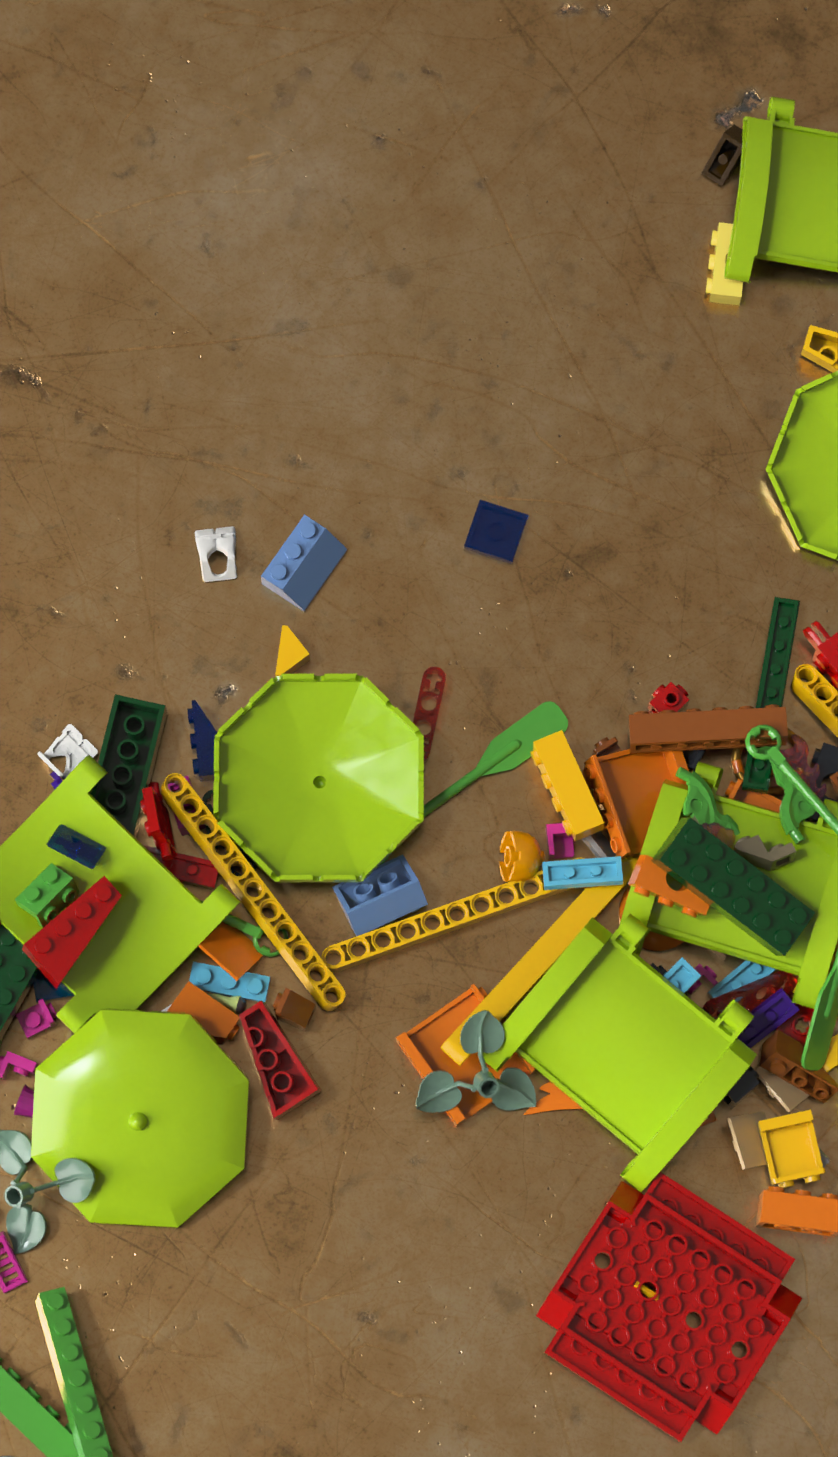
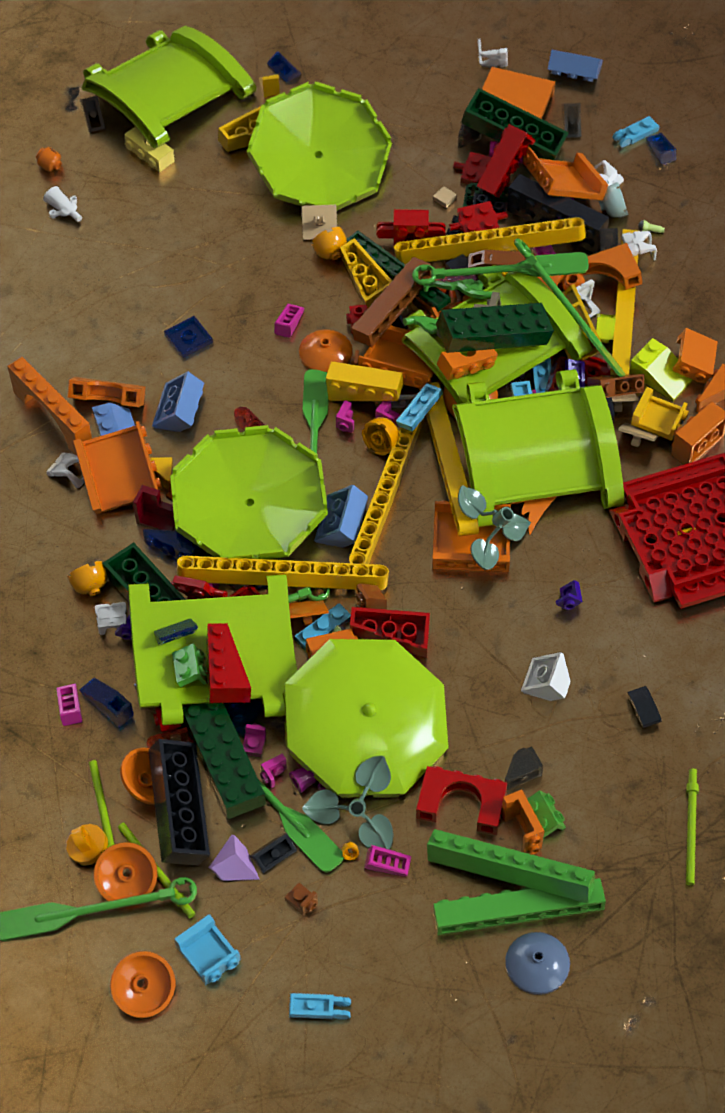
camera: 50 degrees left, 20 degrees down
(91, 692) = (88, 578): none -> light orange cylinder
(129, 1248) = (440, 782): none -> red arch
(148, 1375) = (518, 807): none -> orange panel
(176, 1383) = (546, 812): none -> bright green bracket
(214, 1322) = (523, 768): none -> clear smoke slope
(227, 688) = (152, 511): none -> dark red panel
(246, 608) = (116, 467): none -> orange panel
(260, 505) = (30, 384): none -> orange arch
(329, 483) = (104, 390): none -> orange arch
(344, 1269) = (547, 677): none -> white slope
(388, 1399) = (644, 706): none -> black slope
(392, 598) = (178, 403): none -> medium blue slope
(469, 1220) = (570, 595): none -> dark purple bracket
(521, 792) = (343, 418): none -> dark pink bracket
(567, 233) = (61, 203): none -> white piece
(591, 636) = (288, 321): none -> dark pink slope
(597, 716) = (324, 346): none -> orange dish
(618, 165) = (48, 159): none -> orange head
(734, 664) = (364, 272): none -> yellow wedge
(747, 589) = (328, 244): none -> light orange cylinder
(775, 548) = (318, 219): none -> tan piece

